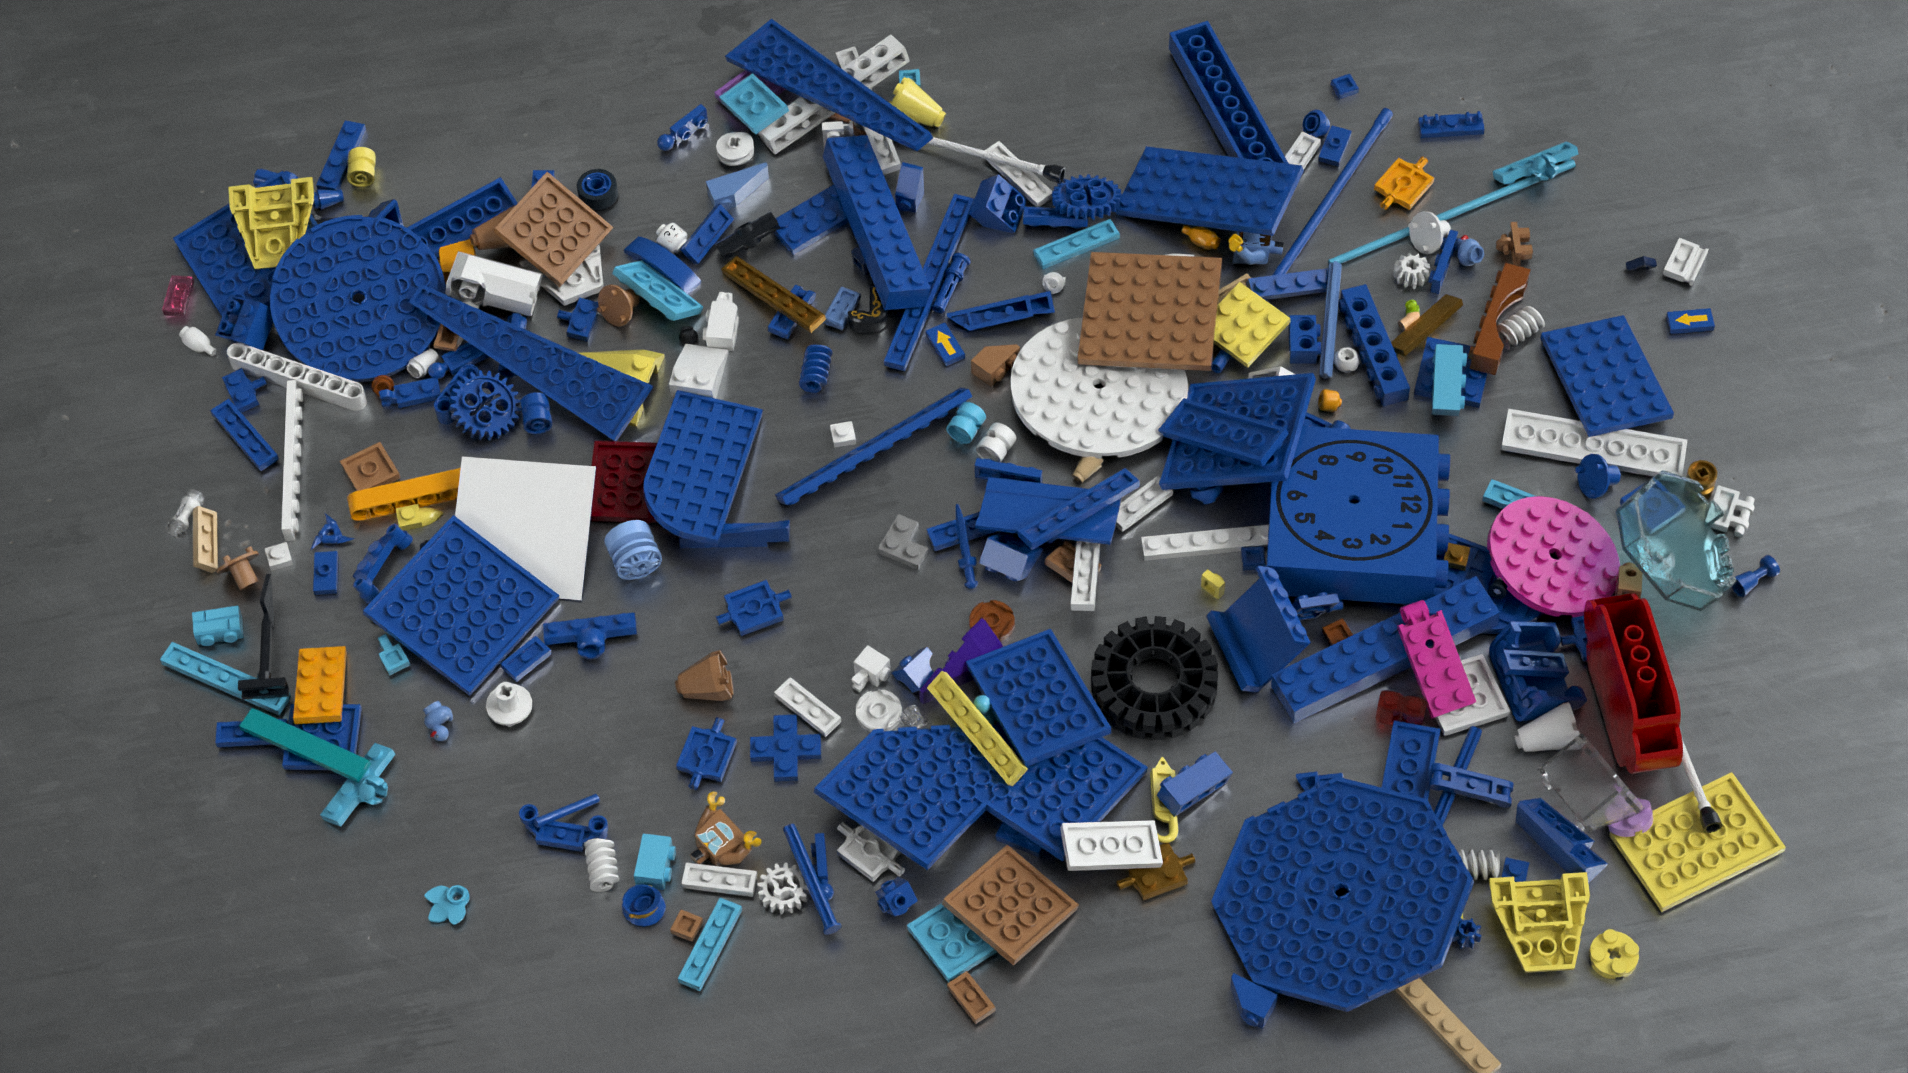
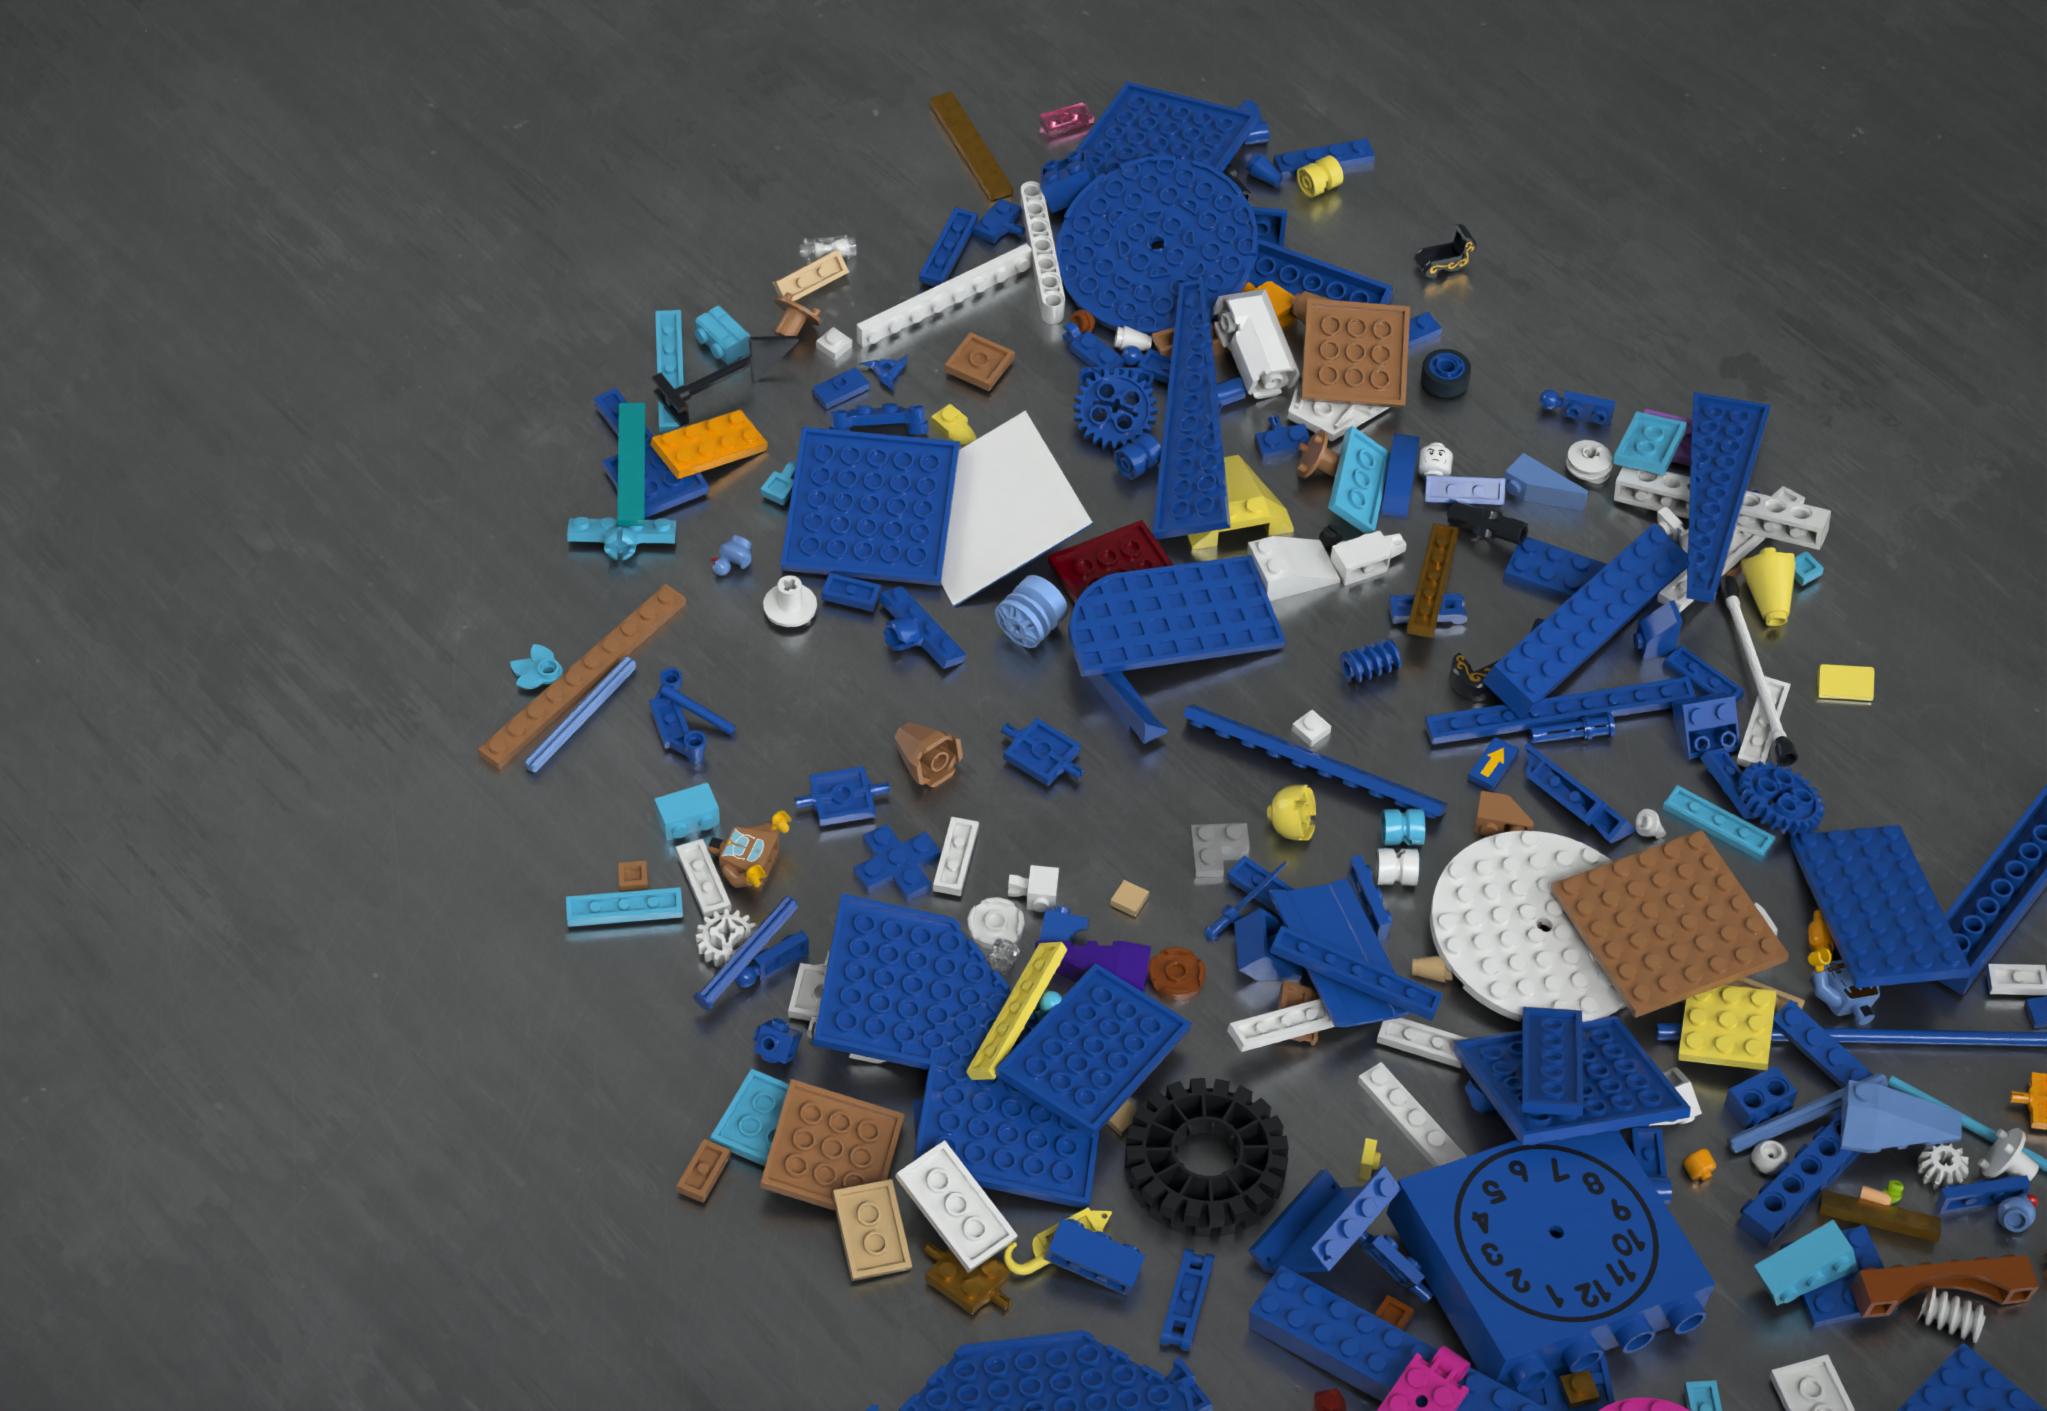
camera: 55 degrees right, 5 degrees down
(152, 370) = (971, 146): none -> pearl gold tile
(196, 340) = (1027, 159): white plant -> none
(271, 217) = (1192, 126): light yellow wedge -> none
(421, 490) = (954, 389): light orange beam -> none
(476, 877) = (581, 677): none -> medium nougat plate
(493, 129) = (1447, 256): none -> black animal
(512, 894) = (580, 714): none -> medium blue axle
(601, 864) = (654, 767): white piece -> none
(643, 905) = (634, 829): blue piece -> none
(837, 313) = (1473, 648): medium blue plate -> none
(911, 481) = (1292, 812): none -> light yellow cylinder
(912, 618) = (1129, 898): none -> tan tile
(945, 189) = (1701, 675): none -> blue tile
(1015, 111) = (1845, 682): none -> light yellow slope
(1090, 910) = (871, 1230): none -> tan plate
(1254, 747) = (1187, 1299): none -> blue plate
(1370, 276) = (1886, 1118): none -> medium blue wedge

